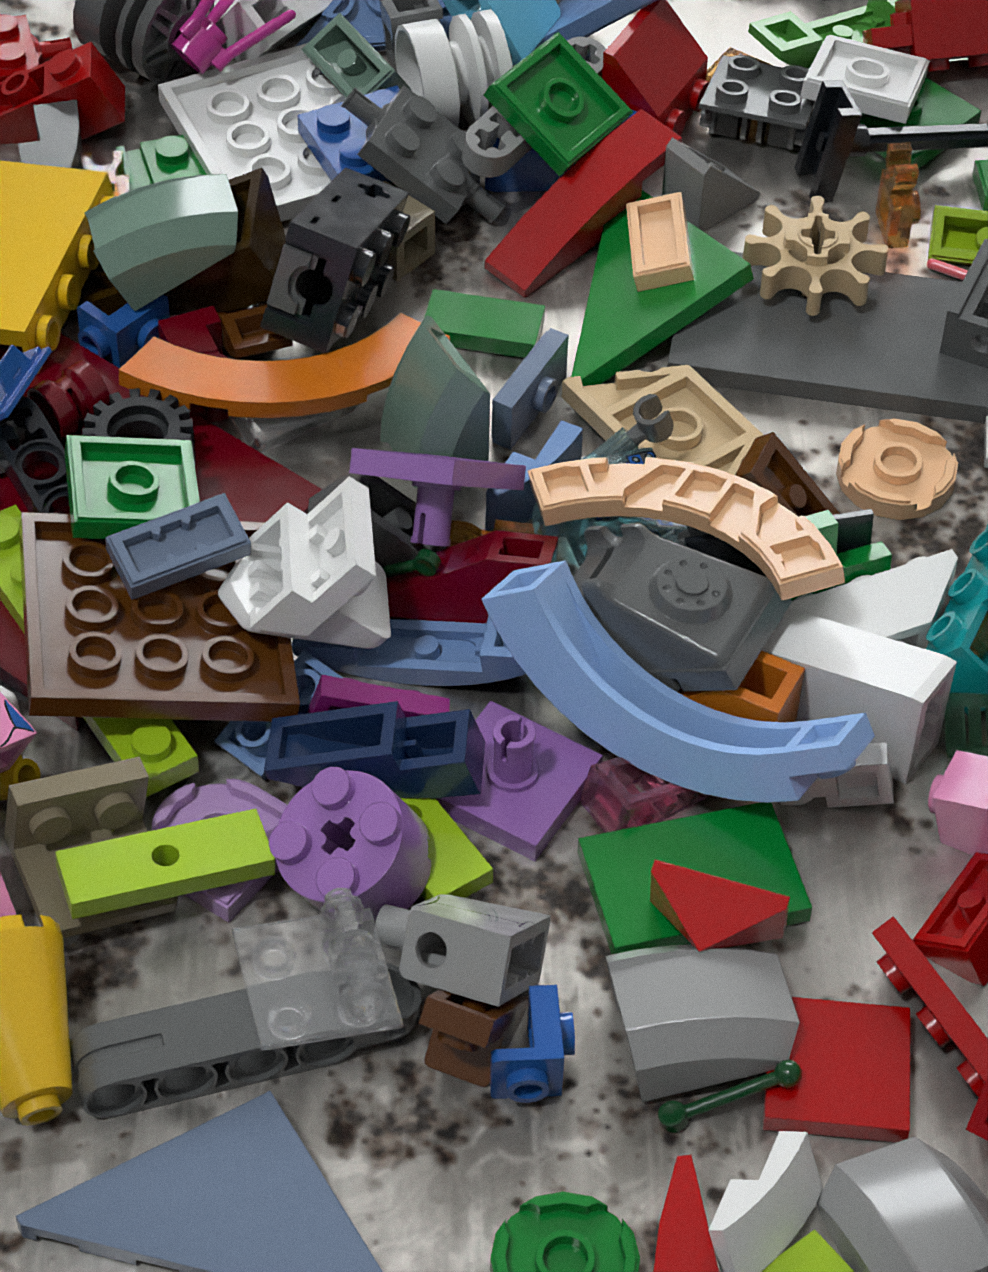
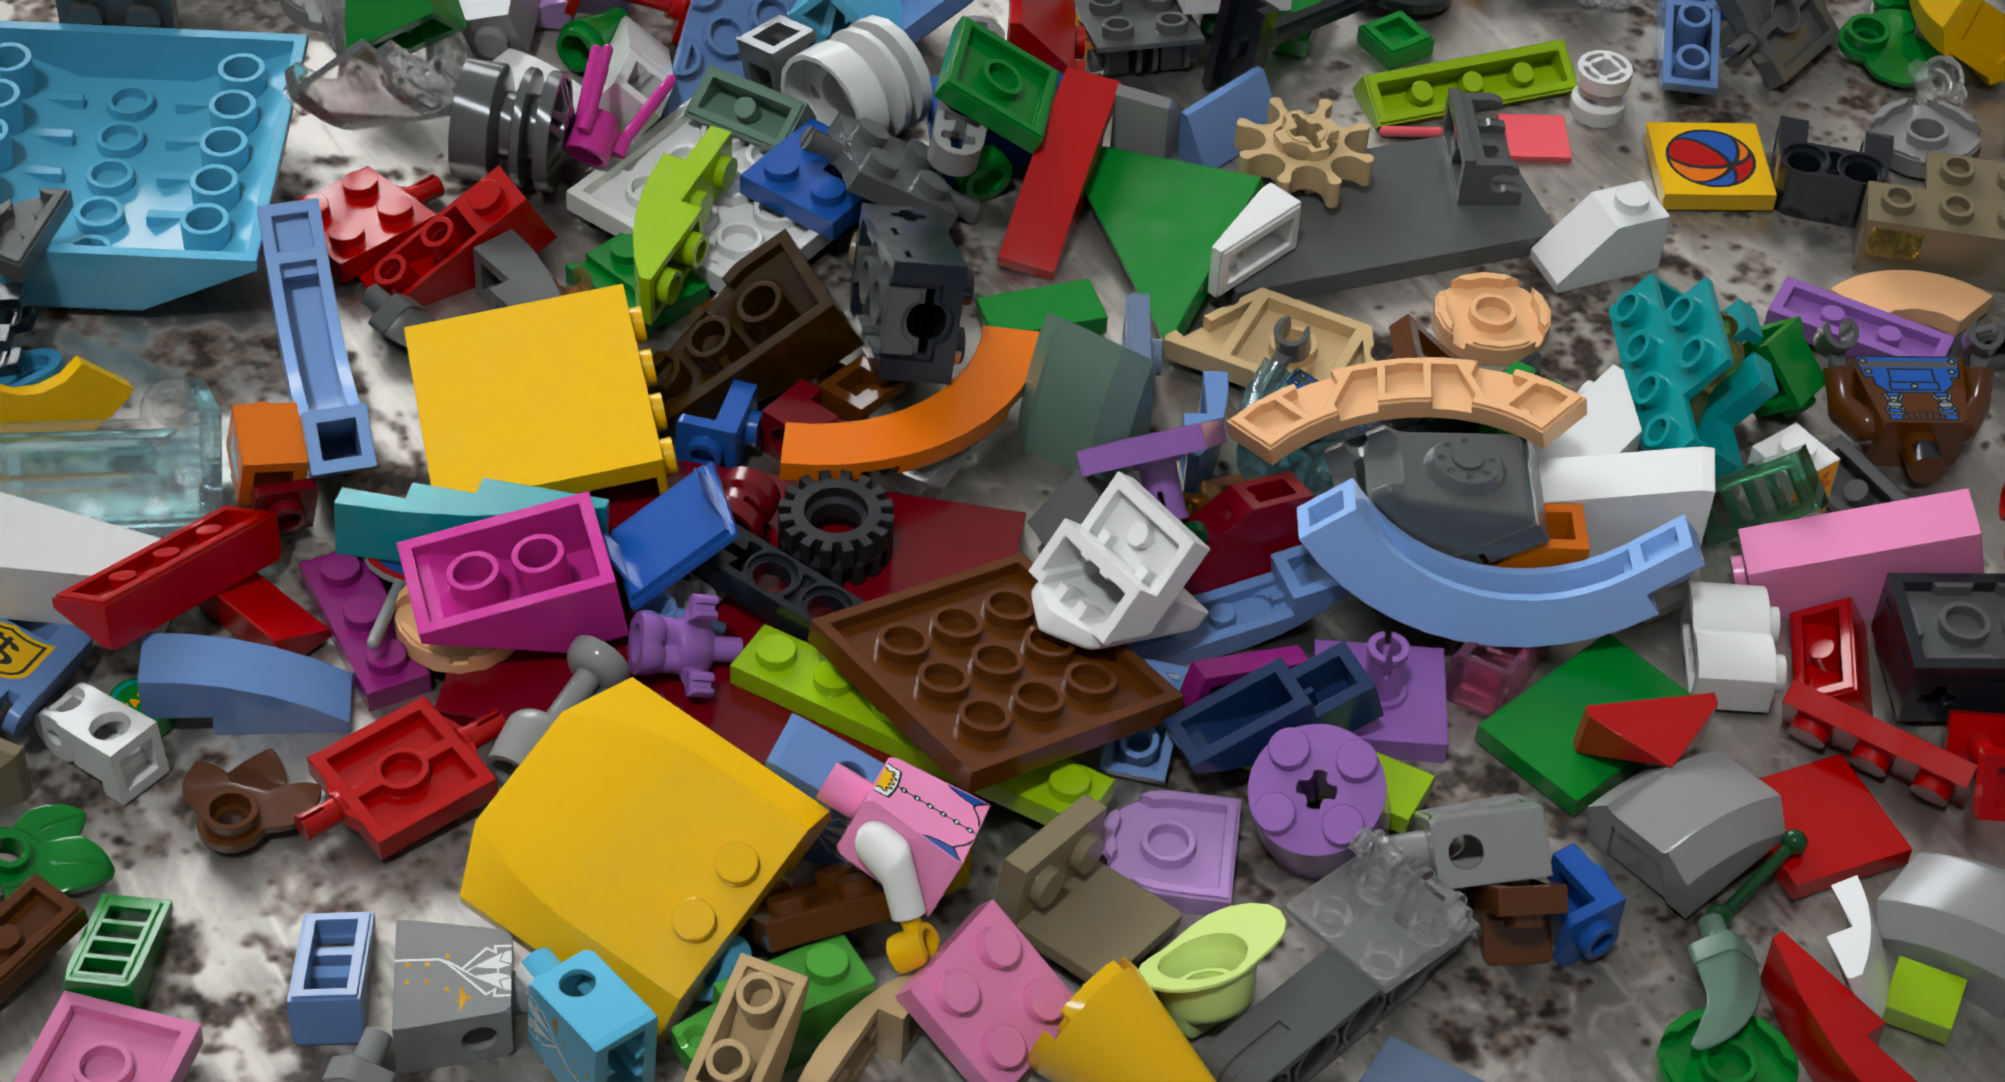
camera: 30 degrees left, 5 degrees down
(126, 482) = (892, 562): plate -> none
(149, 961) = (1213, 965): none -> yellowish green piece
(163, 234) = (736, 320): sand green slope -> none
(164, 863) = (1165, 880): lime tile -> none
(178, 546) = (985, 595): sand blue plate -> none
(215, 124) = (672, 217): none -> lime slope
(523, 183) = (990, 176): none -> green tile
(624, 1182) = (1730, 980): none -> sand green bar
(659, 242) = (1160, 185): light nougat tile -> none
(717, 317) = (1254, 239): none -> white slope
(787, 191) = (1210, 124): none -> medium blue slope
(877, 859) = (1731, 644): none -> white brick
(897, 202) = (1327, 74): clear orange plate -> none

